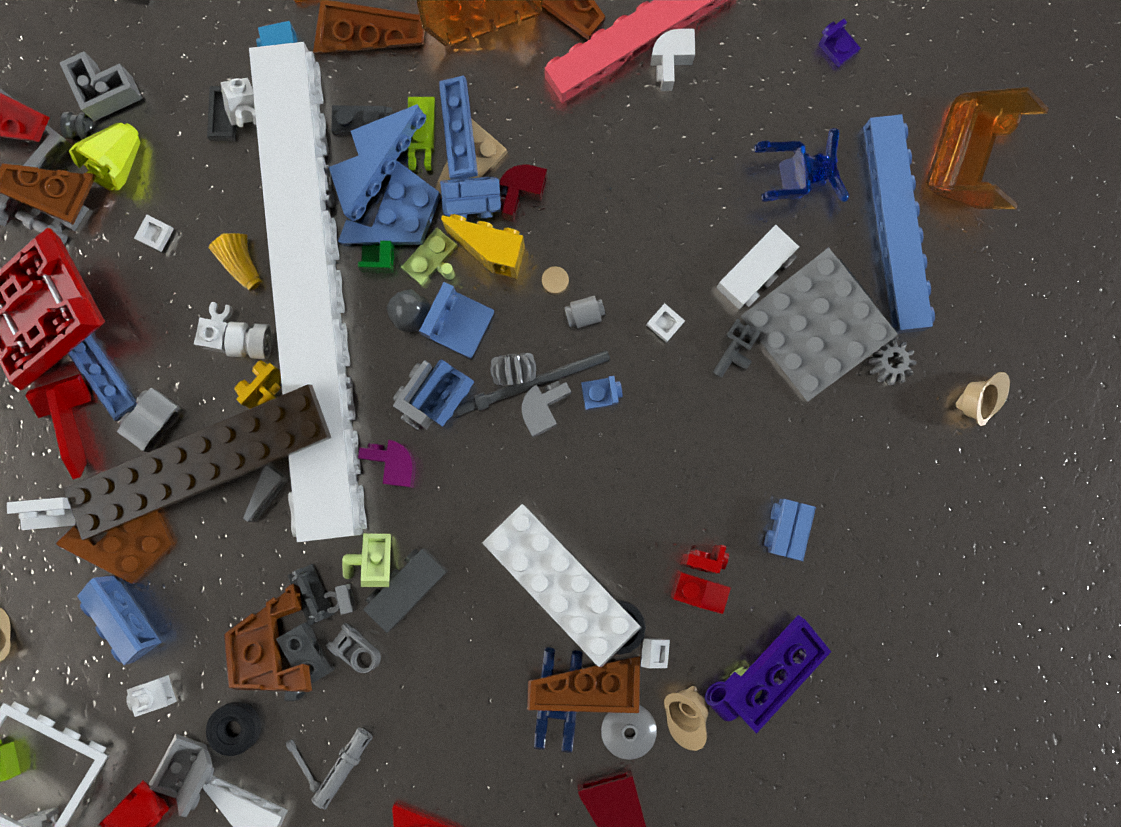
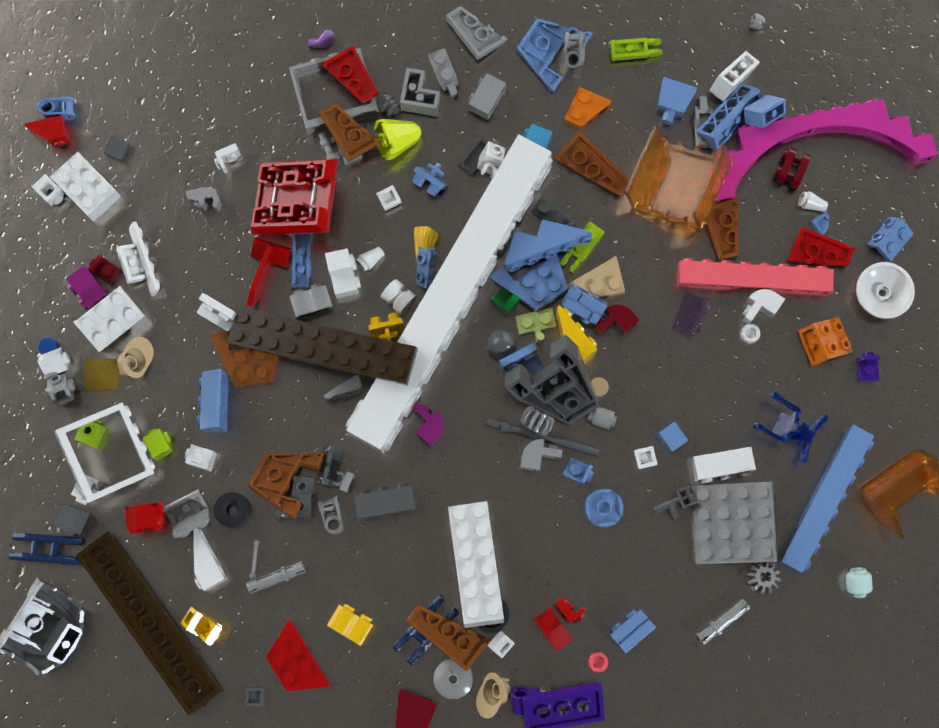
camera: 40 degrees right, 5 degrees down
(88, 716) = (158, 443): none -> lime brick
(113, 40) = (444, 72): none -> light grey hinge
(157, 355) = (341, 268): none -> white brick
(174, 179) = (436, 183): none -> medium blue hips
(182, 33) = (487, 96): none -> light grey brick
(182, 322) = (369, 259): none -> white cone
(211, 333) = (382, 278): white brick -> none
(247, 274) = (425, 259): none -> medium blue hinge
(373, 561) = (378, 473): yellowish green plate -> none
(404, 395) = (463, 392): light grey bracket -> none
(441, 392) = (486, 404): medium blue bracket -> none
(458, 128) = (605, 259): medium blue tile -> none
(467, 758) = (350, 625): none -> yellow brick
(512, 314) = (558, 389): none -> dark grey wedge
(599, 123) = (690, 314): none -> clear purple bracket
(659, 413) = (604, 508): none -> medium blue tile
(679, 278) = (672, 437): none -> medium blue panel
(681, 98) = (750, 333): none -> white tile
(770, 47) = (825, 340): none -> orange bracket
(777, 591) = (598, 662): none -> coral tile
(880, 455) = (716, 627): none -> light grey pin
(984, 398) = (805, 639): tan piece -> none
(999, 291) = (859, 582): none -> light aqua head

